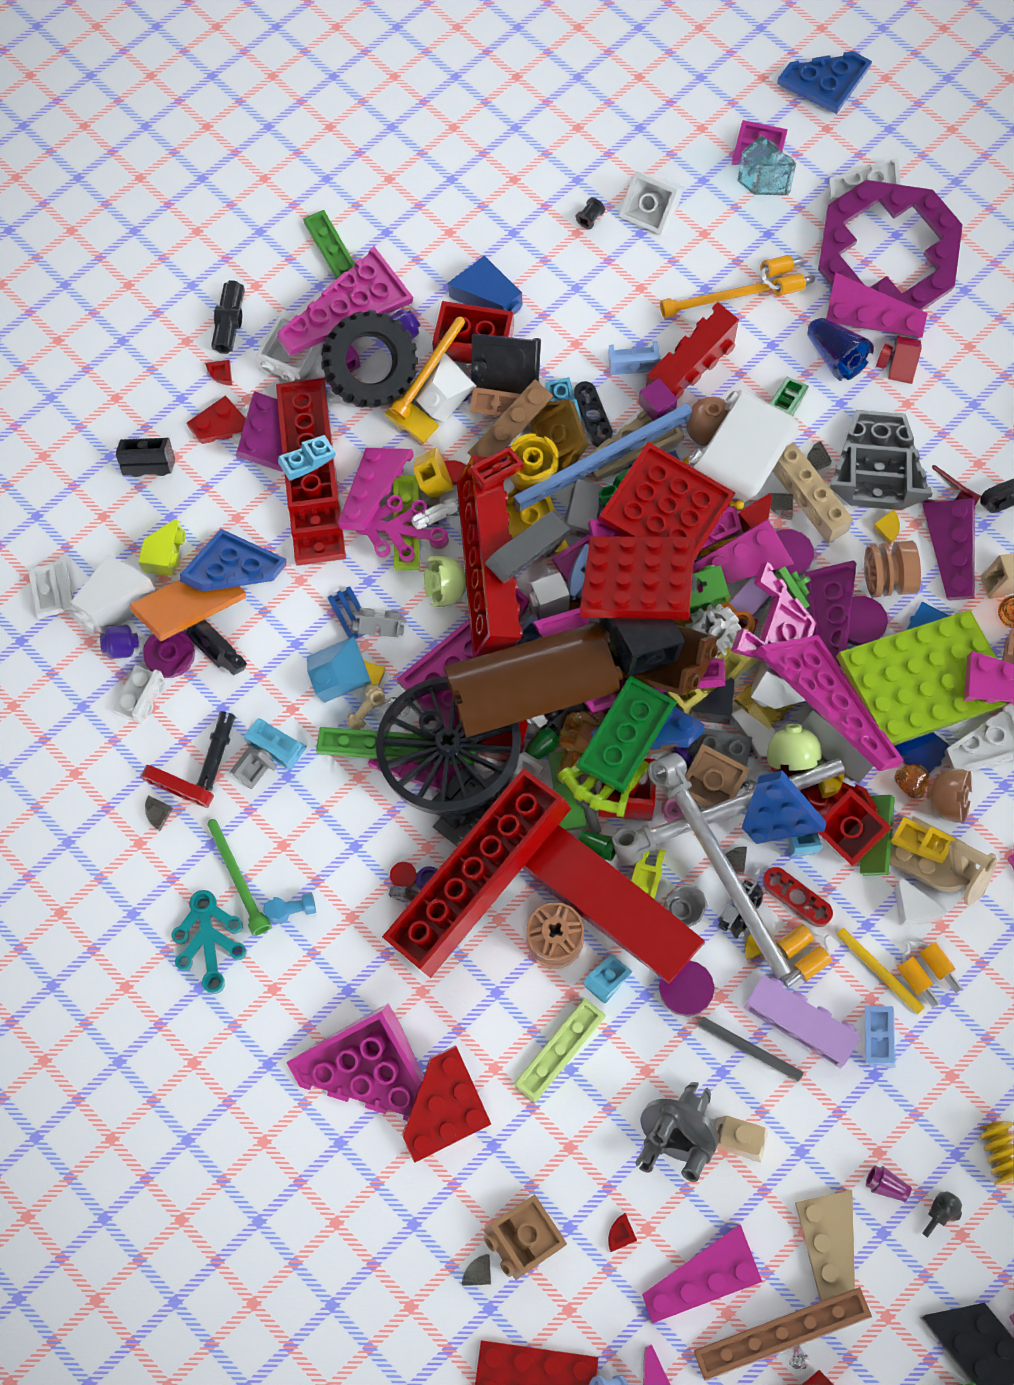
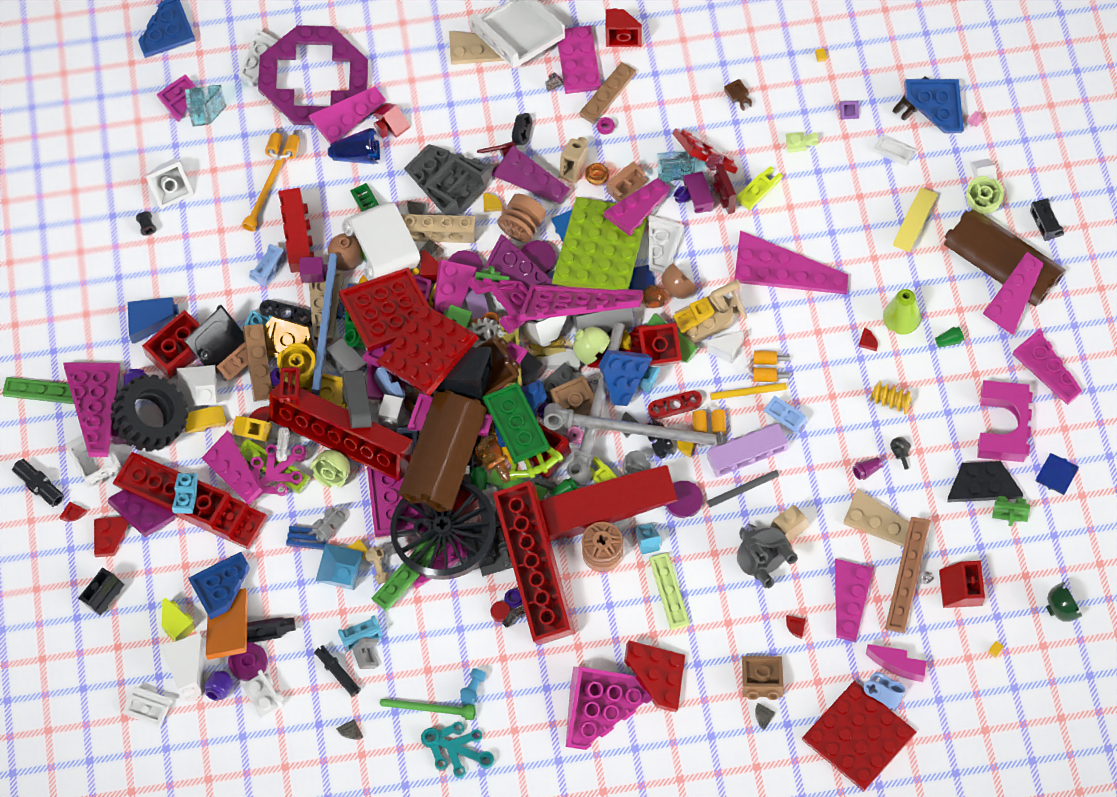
camera: 55 degrees left, 5 degrees down
(177, 786) = (343, 707): red beam -> none
(402, 406) = (194, 416): light orange piece -> none

